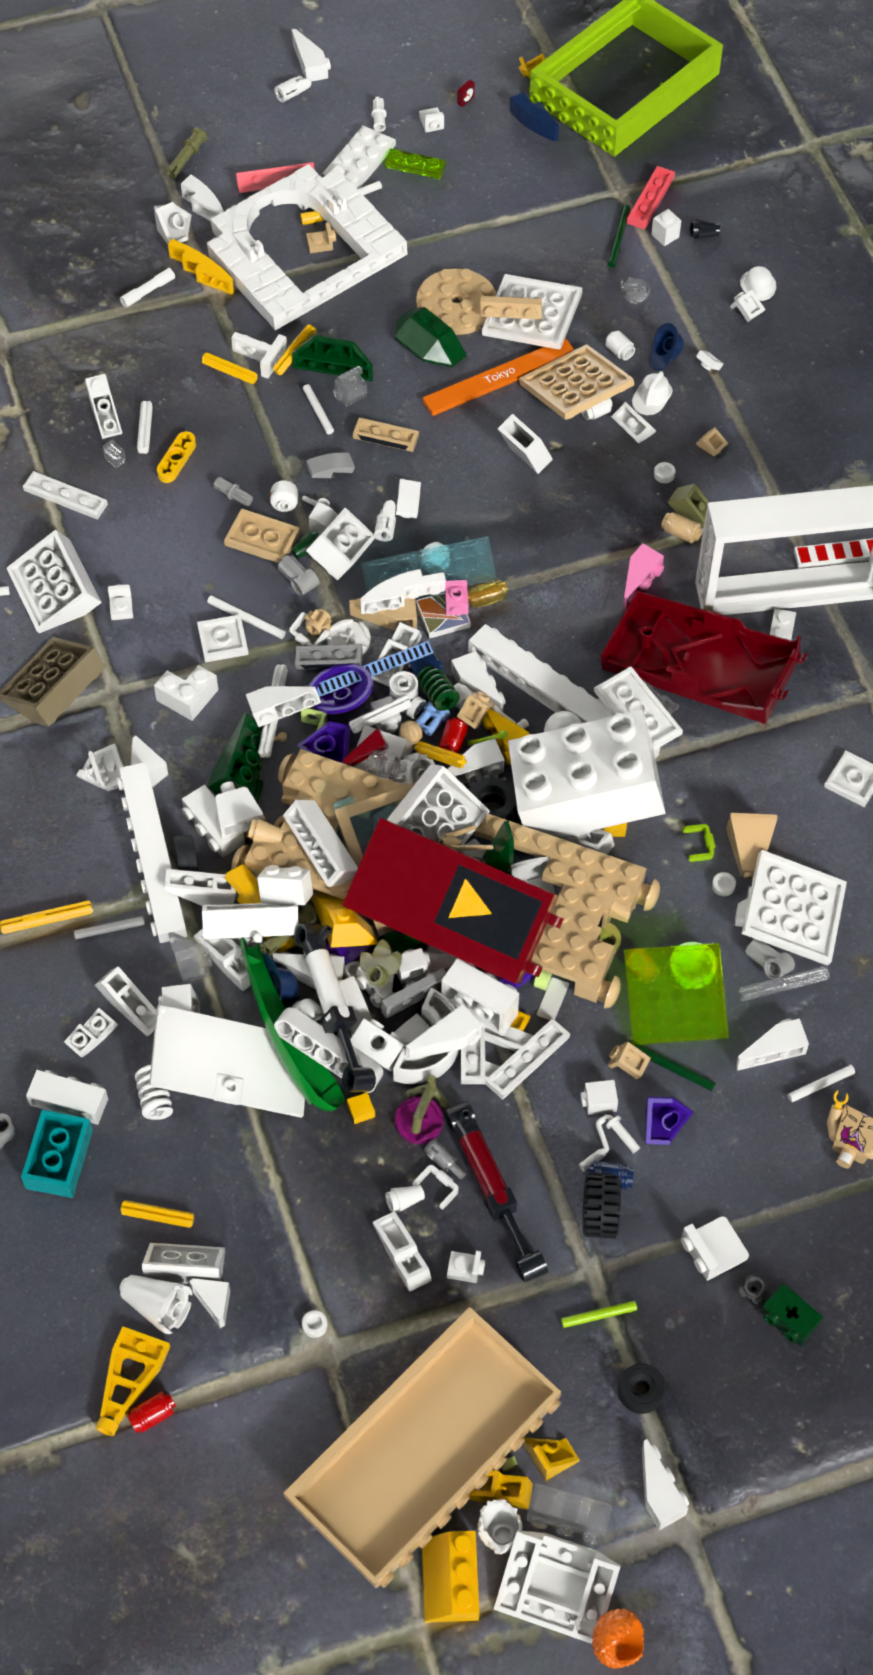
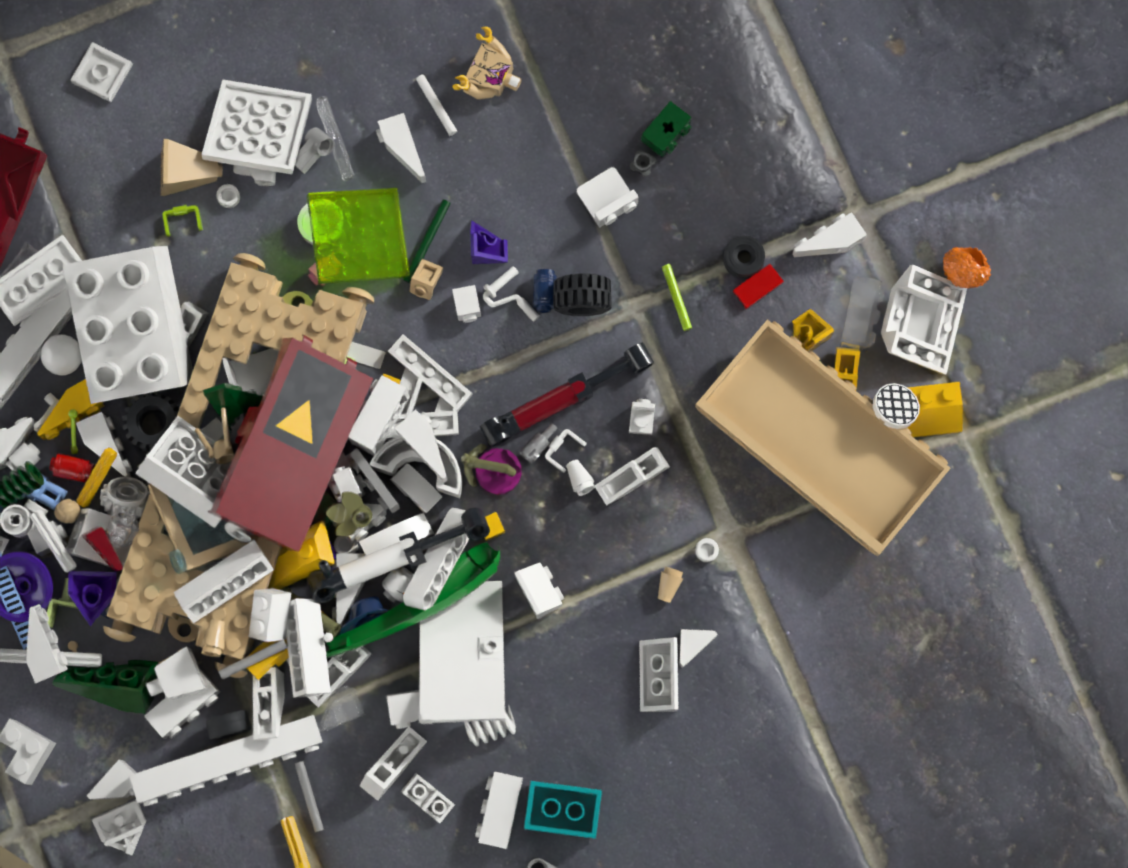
camera: 90 degrees left, 20 degrees up
(139, 1348) = (745, 706): yellow plate -> none
(151, 1412) = (804, 687): red head -> none
(157, 1213) = (612, 708): yellow axle -> none
(159, 1301) = (701, 696): white cone -> none
(244, 872) = (253, 659): none -> light grey bar
(282, 1280) = (669, 583): none -> tan cone
(286, 1143) = (539, 590): none -> white slope
(365, 1036) = (440, 503): white brick -> none
(452, 1527) = (896, 406): none -> tile
(475, 708) = (40, 444): tan bracket -> none
(499, 1525) = (882, 369): white hair -> none
(607, 1403) = (758, 286): none -> red tile

